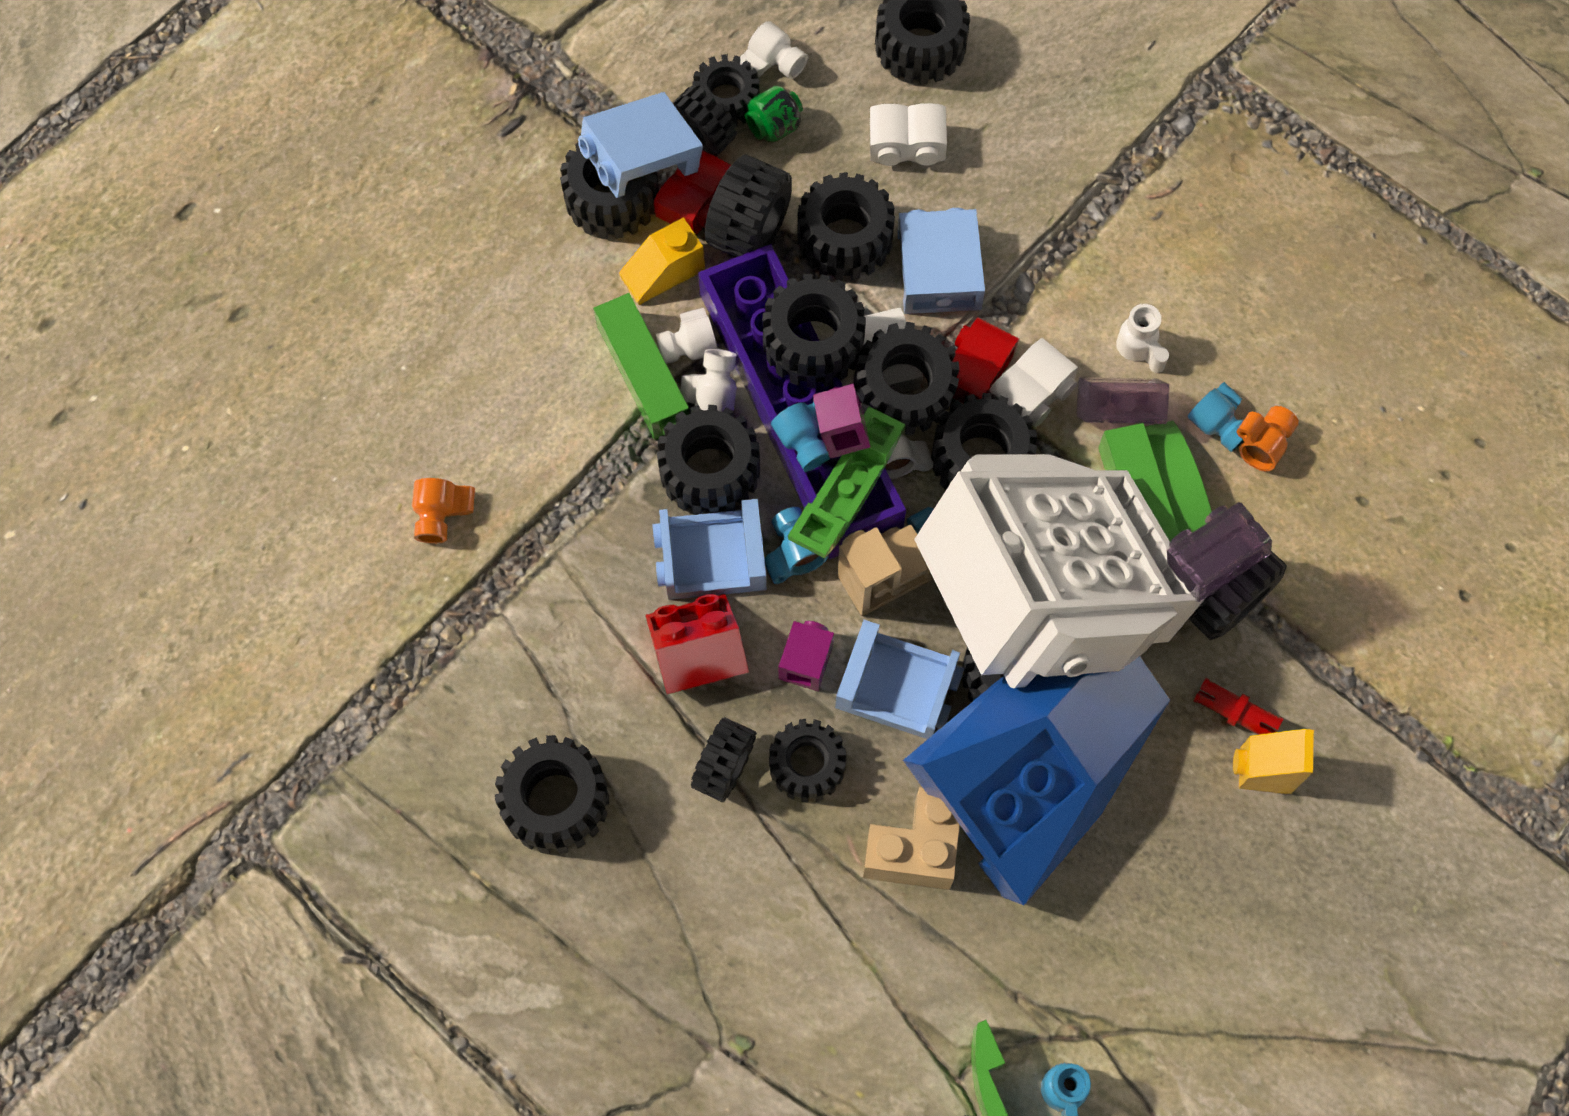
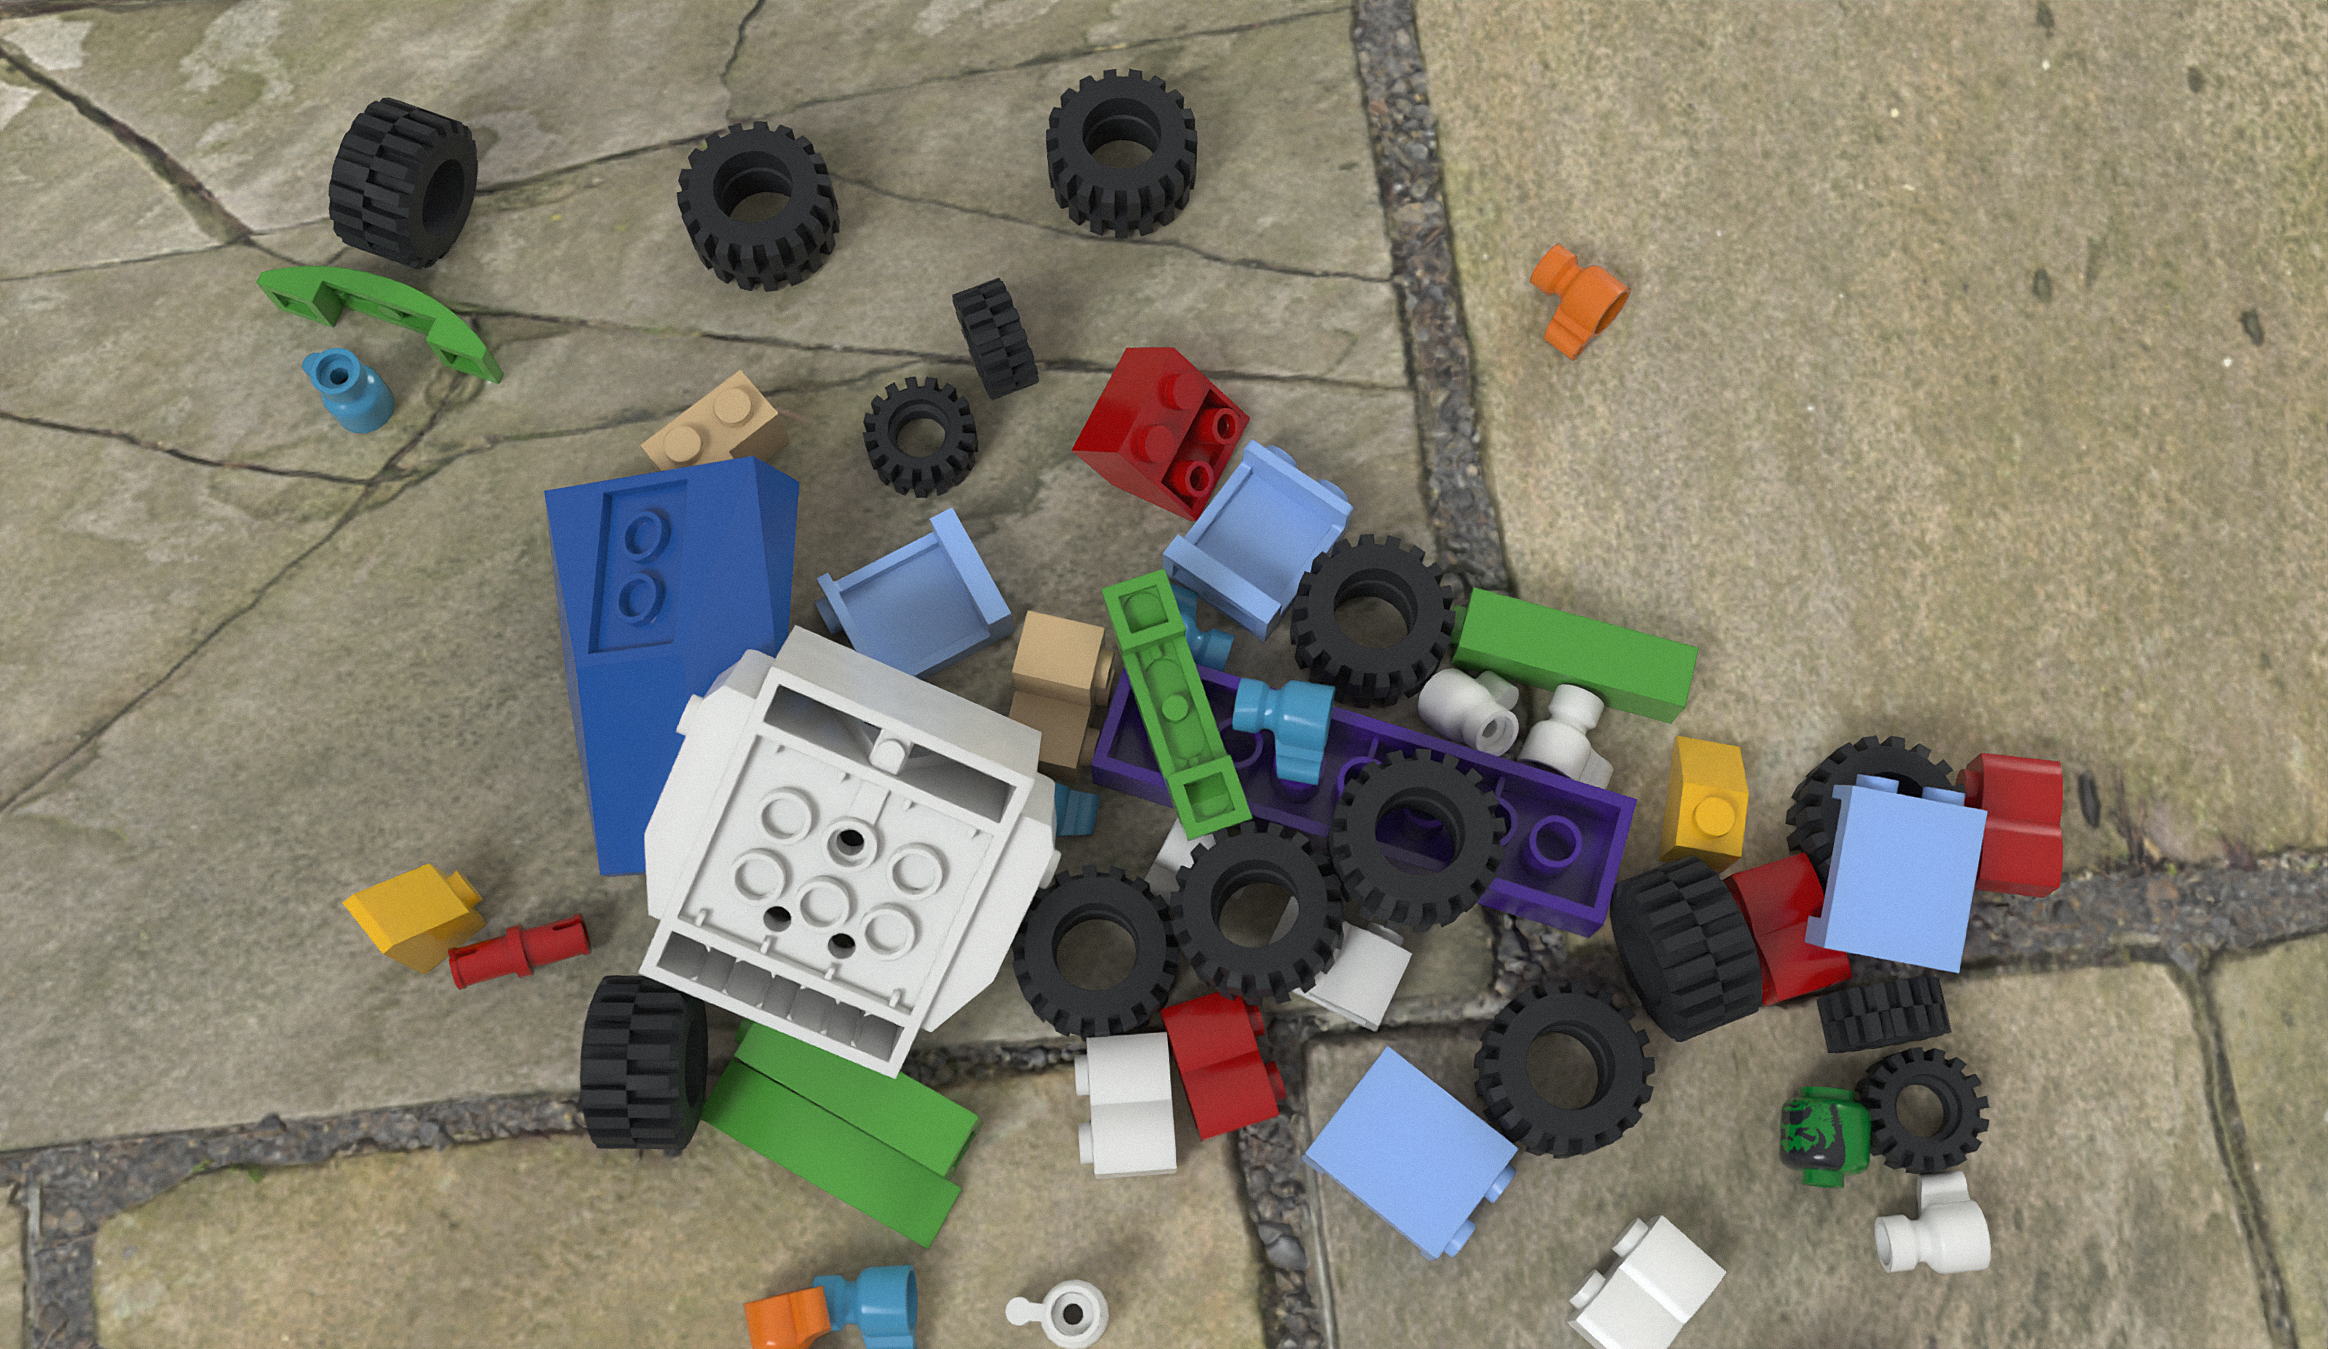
camera: 130 degrees right, 5 degrees up
(550, 137) = (2022, 825): none -> red brick
(750, 924) = (748, 165): none -> black tyre
(806, 654) = (1037, 533): magenta brick -> none
(841, 421) = (1253, 750): magenta brick -> none
(1122, 400) = (1000, 1189): brick -> none
(1218, 550) = (661, 1021): clear purple brick -> none

